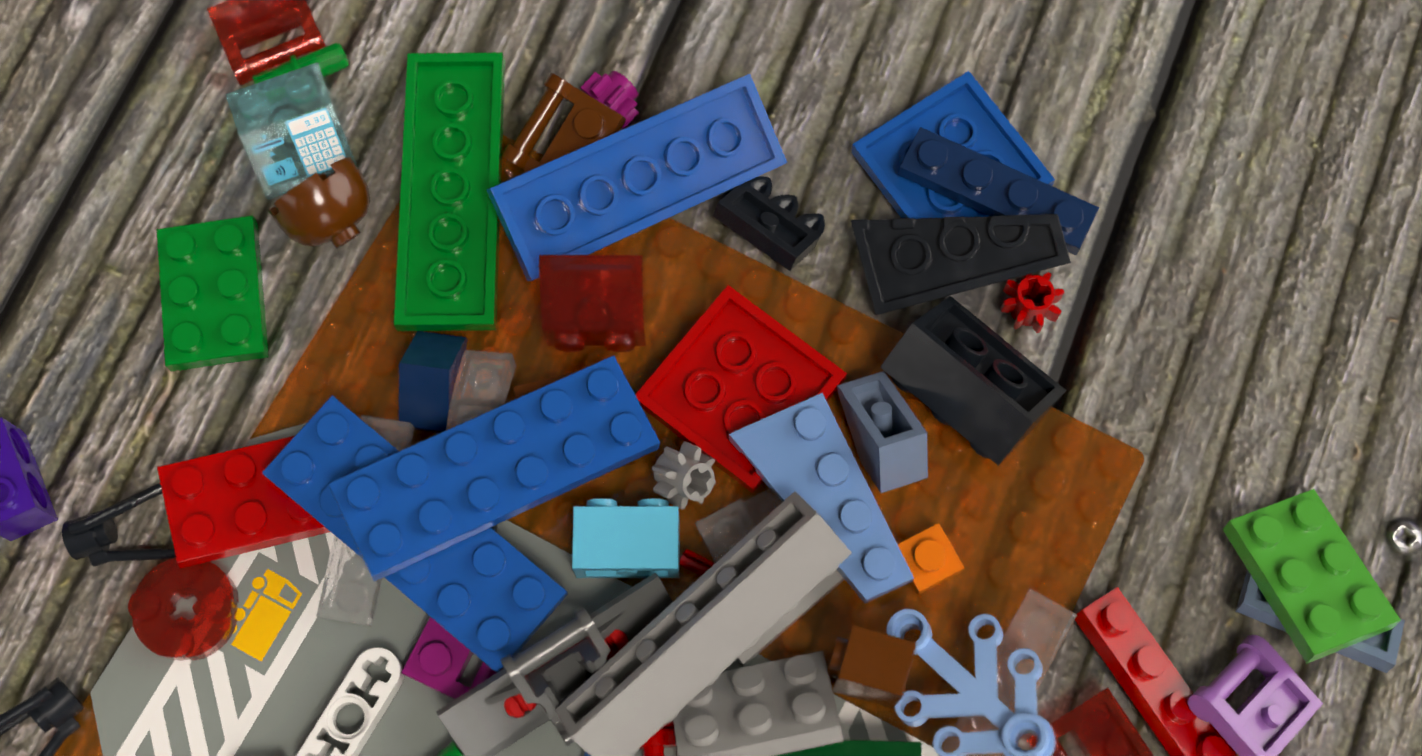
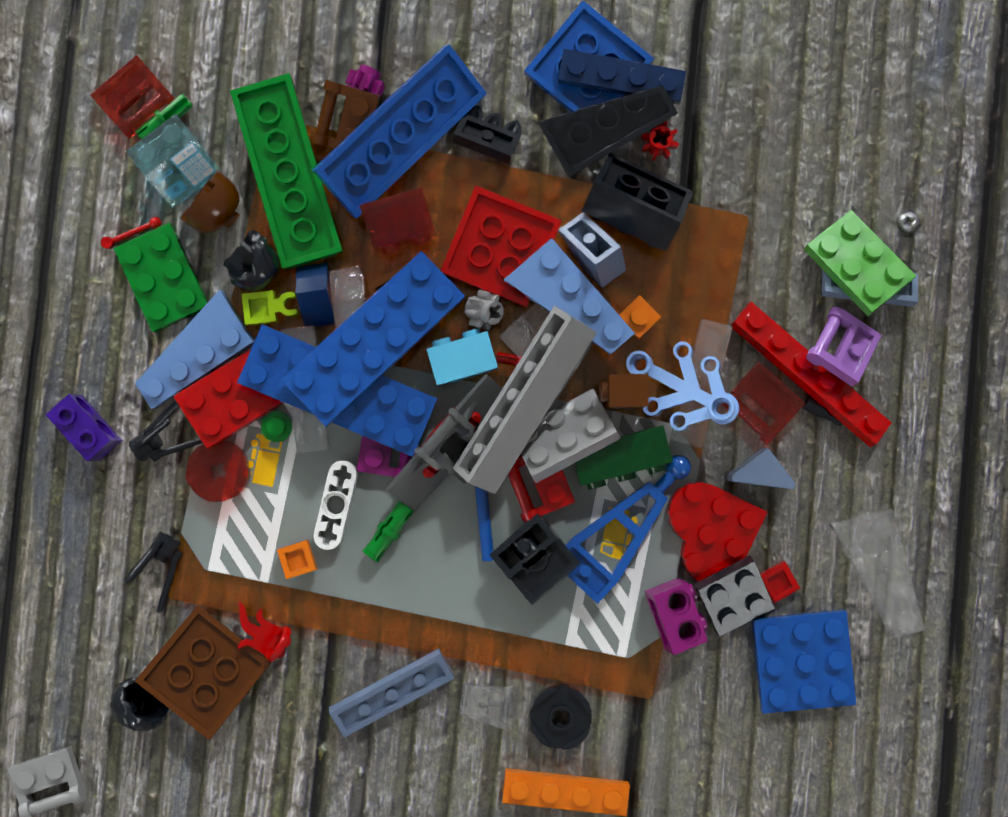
camera: 15 degrees left, 15 degrees up
(152, 220) = (108, 242): none -> red hinge
(235, 408) = (201, 347): none -> medium blue wing
(301, 565) = (276, 426): none -> green plate
(348, 375) = (263, 307): none -> lime plate
(353, 306) = (252, 263): none -> black hair

